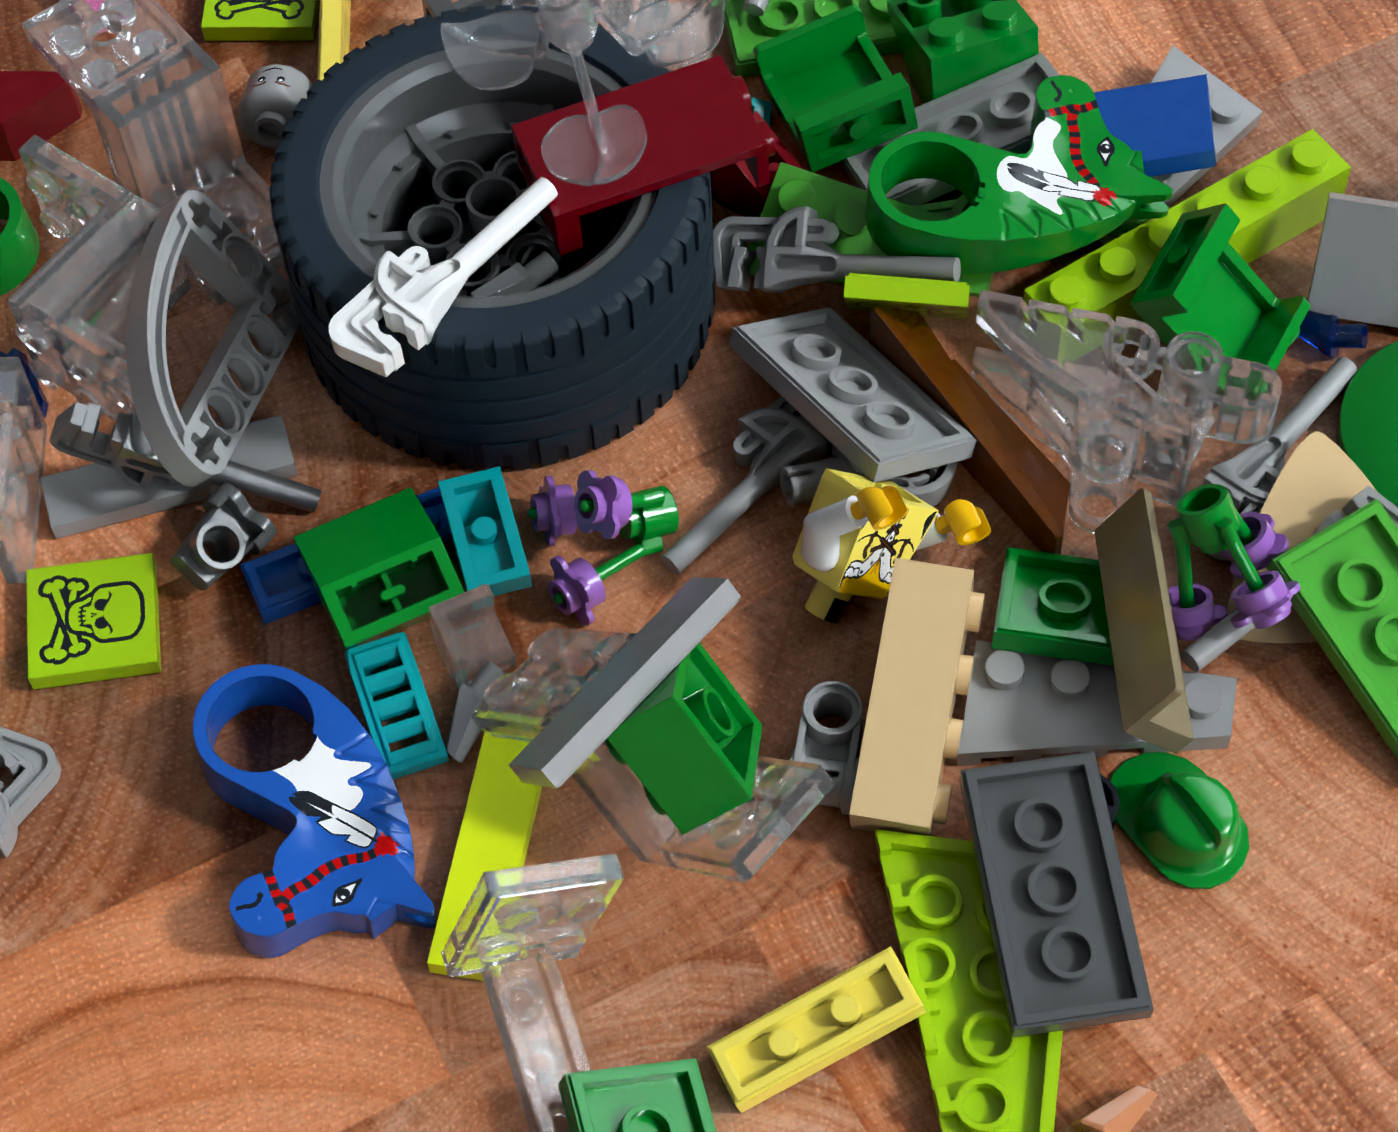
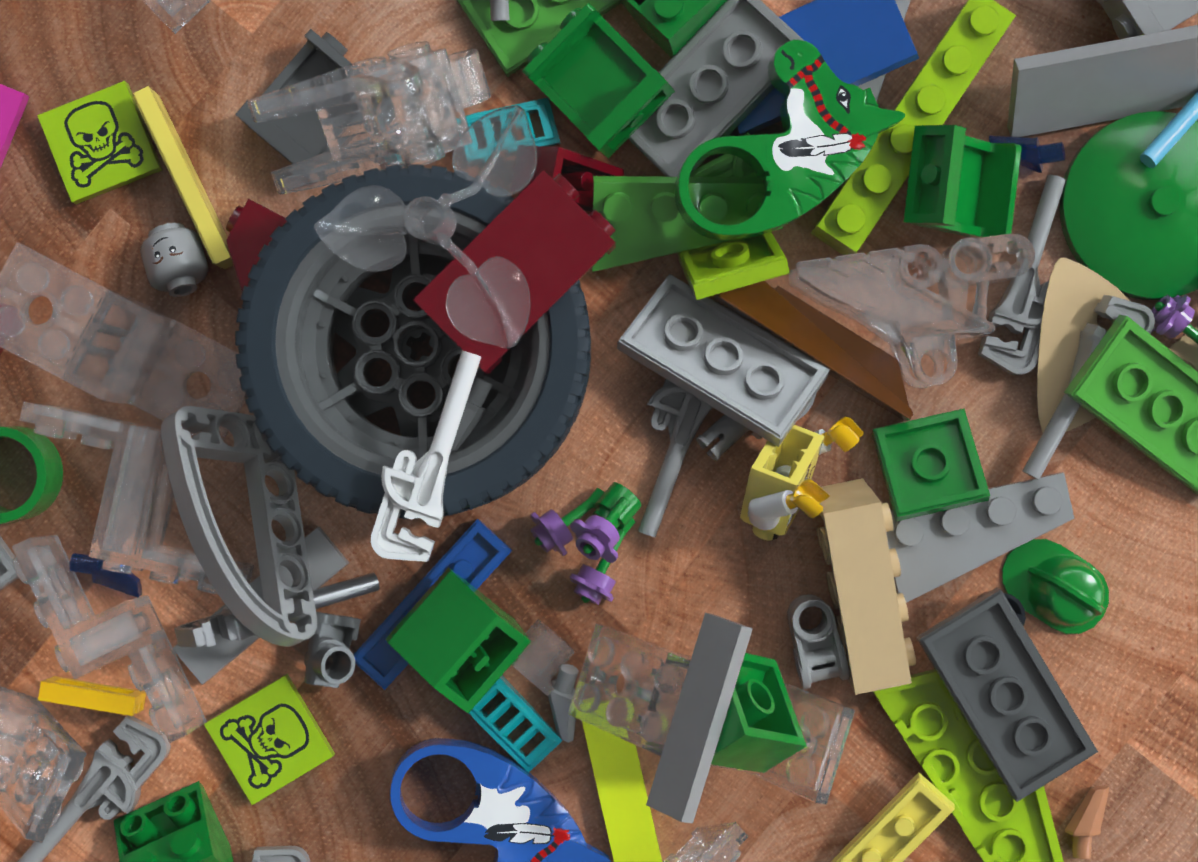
camera: 30 degrees left, 30 degrees up
(485, 532) = (518, 582): teal slope -> none
(800, 255) = (641, 256): light grey piece -> none
(1142, 626) = (997, 476): dark tan panel -> none
(1250, 544) = (1032, 392): plant -> none

